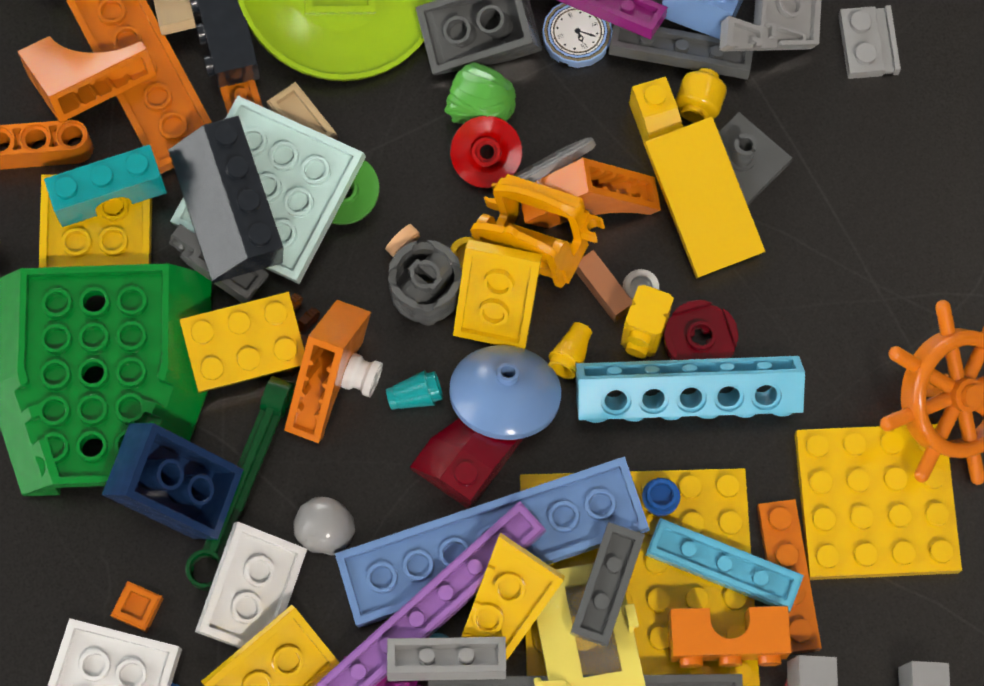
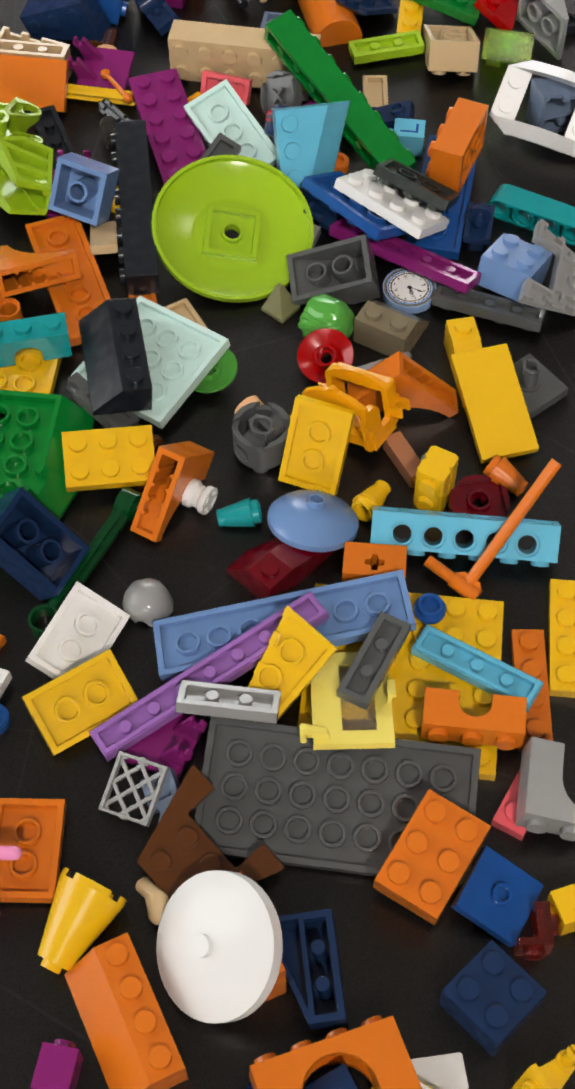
camera: 10 degrees right, 15 degrees down
(416, 77) = (280, 304): none -> olive slope
(559, 96) = (387, 328): none -> dark tan slope
(567, 437) = (372, 559): none -> orange brick
(700, 95) = (500, 332): yellow head -> none
(701, 450) = (467, 583): none -> orange bar
(728, 294) = (505, 473): none -> orange cone

